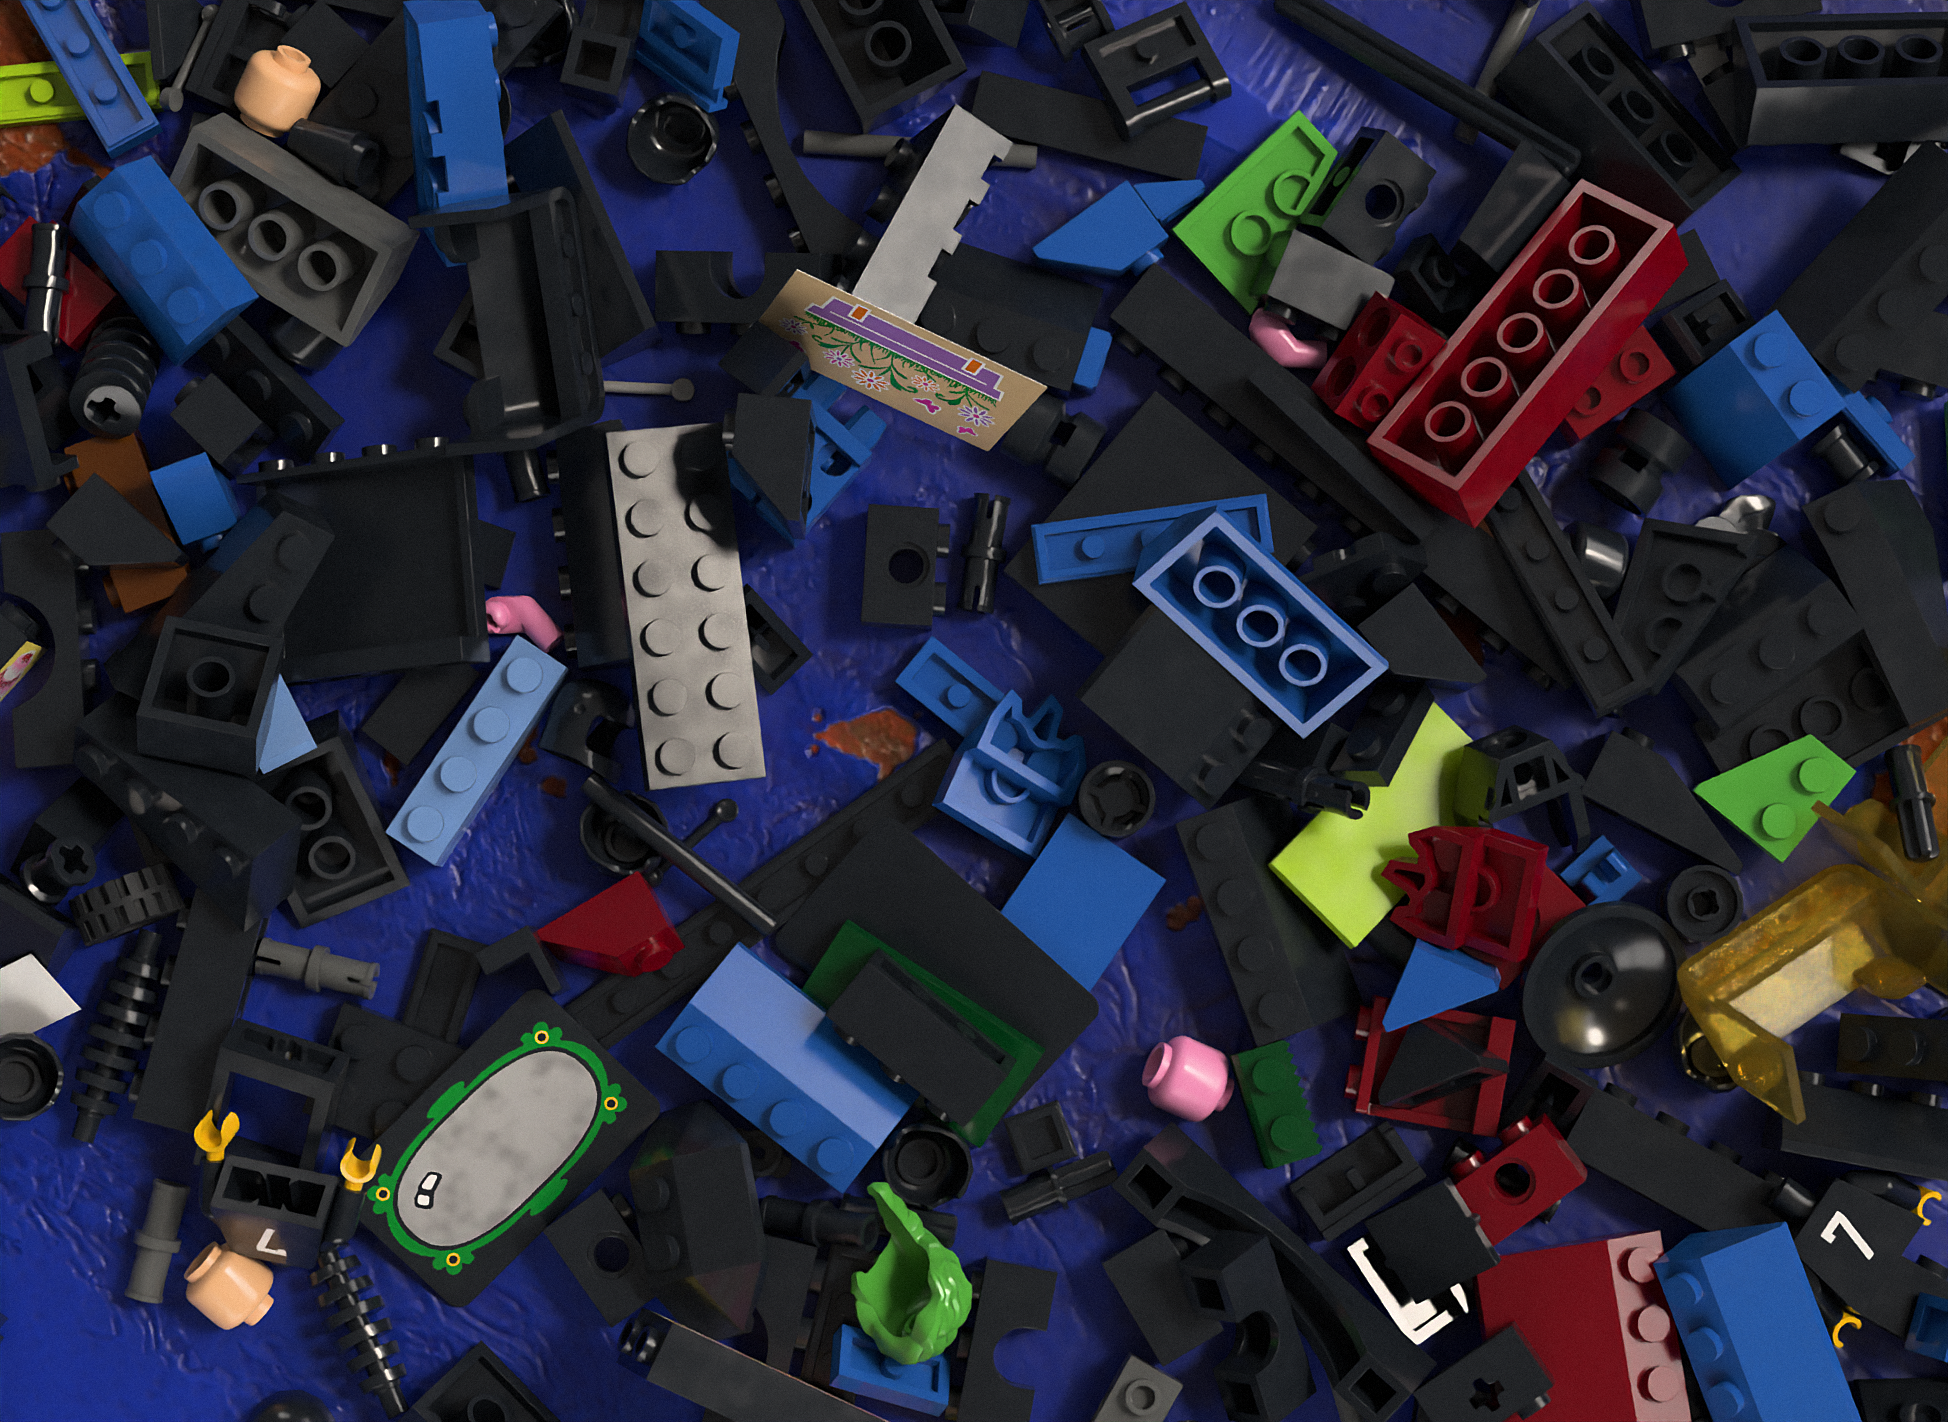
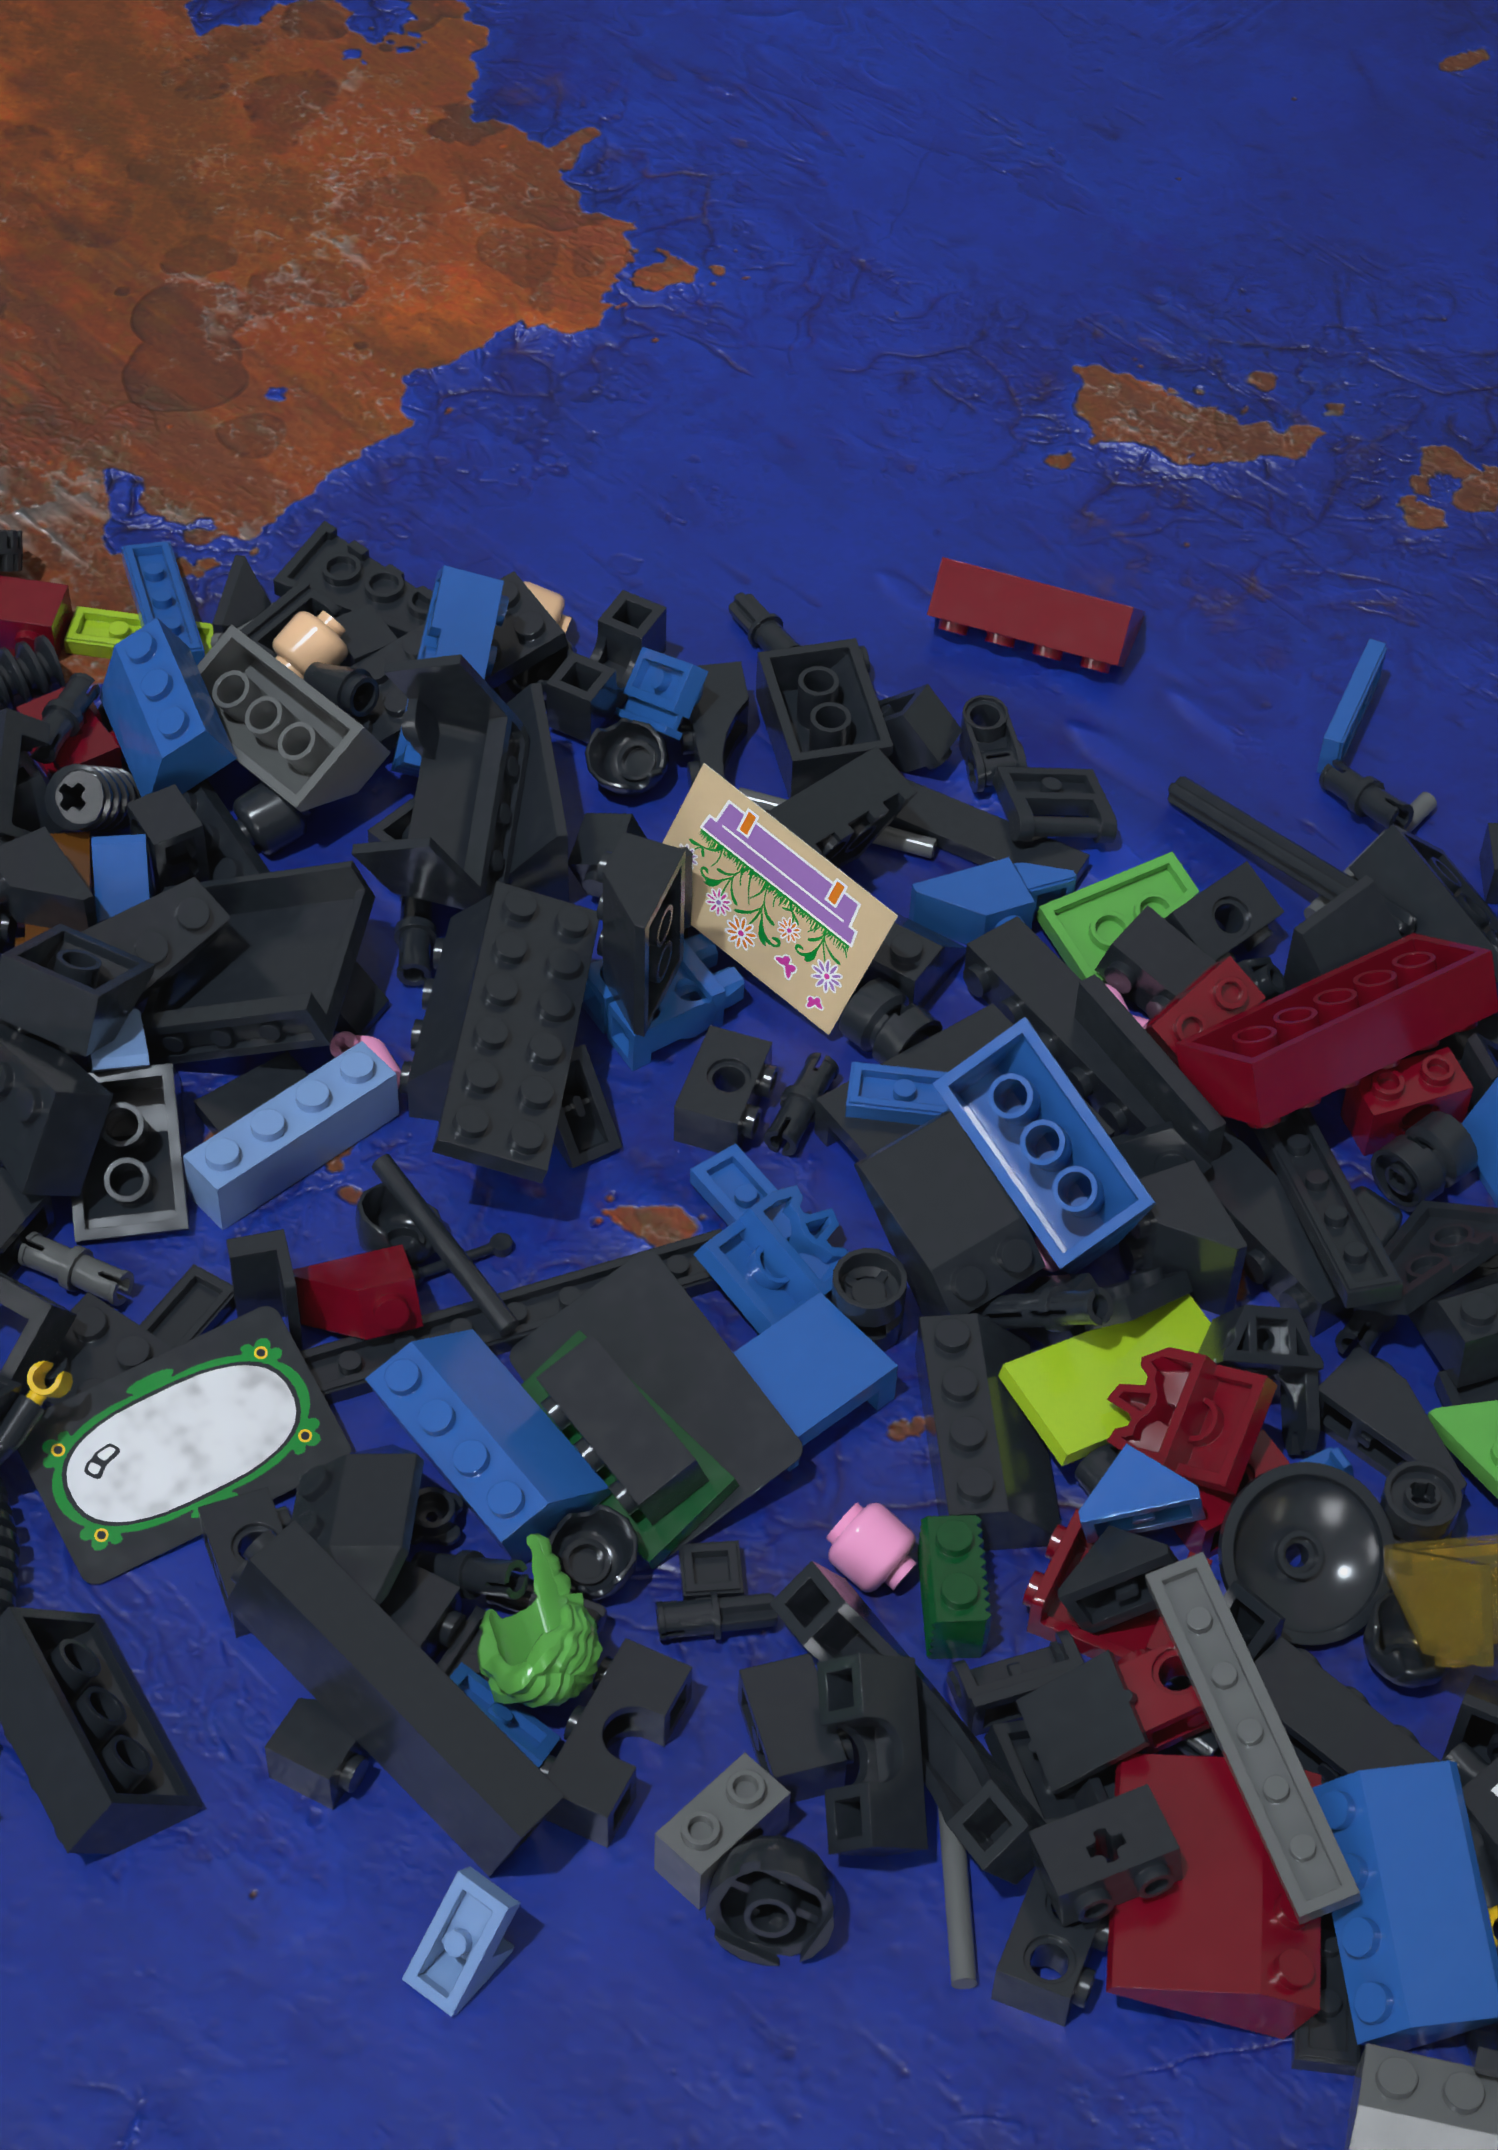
camera: 15 degrees right, 35 degrees down
(572, 716) = (396, 1128): black helmet -> none
(1092, 361) = (942, 983): blue tile -> none
(1594, 1246) = (1252, 1739): none -> dark grey plate

